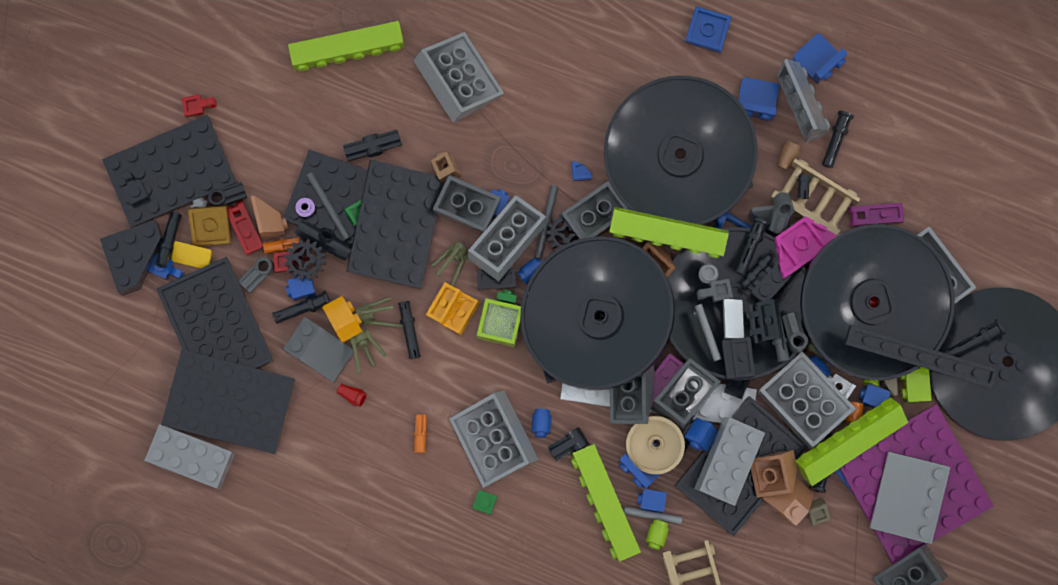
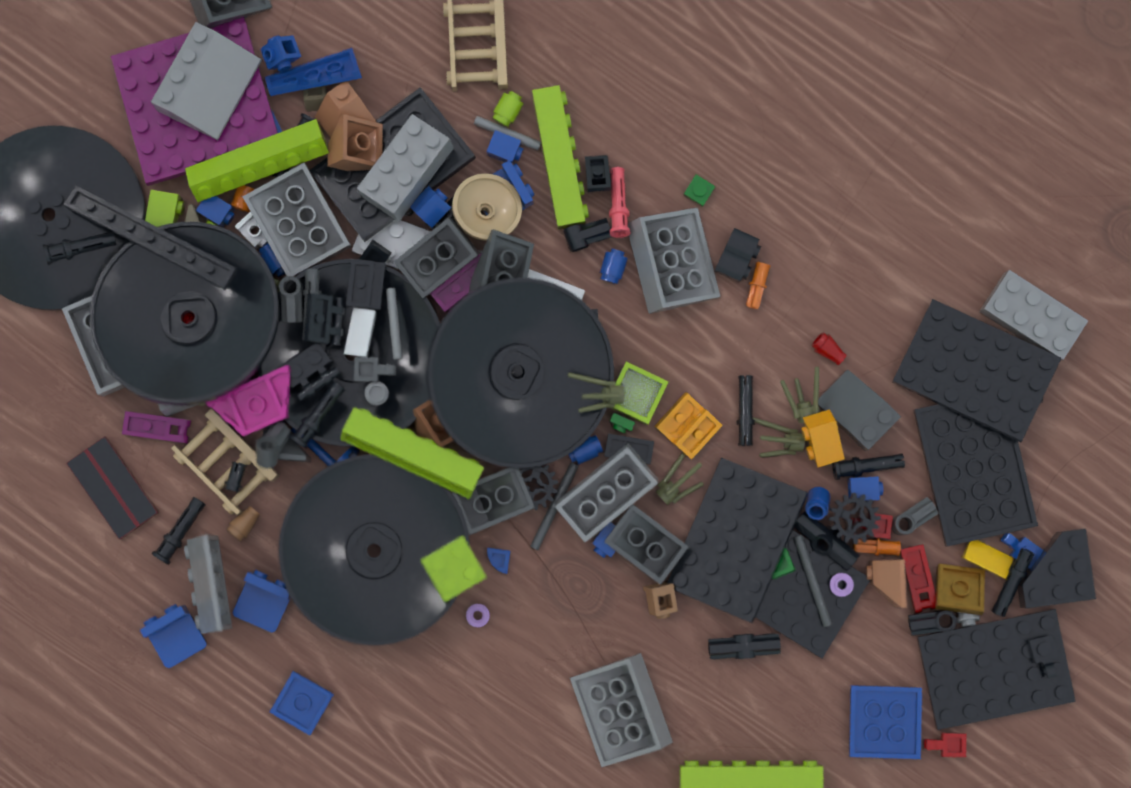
camera: 170 degrees left, 5 degrees up
(249, 112) = (885, 722): none -> blue plate
(336, 267) = (818, 503): none -> blue brick
(442, 454) = (737, 255): none -> black brick
(520, 312) = (610, 395): none -> olive plant
(546, 466) = (618, 212): none -> coral pin
(571, 495) = (597, 174): none -> black slope
(587, 119) = (470, 618): none -> lavender plate
(615, 147) = (453, 569): none -> lime piece
(816, 530) = (317, 73): none -> blue wing
(855, 538) = (280, 52): none -> blue brick
(898, 161) = (112, 487): none -> black tile

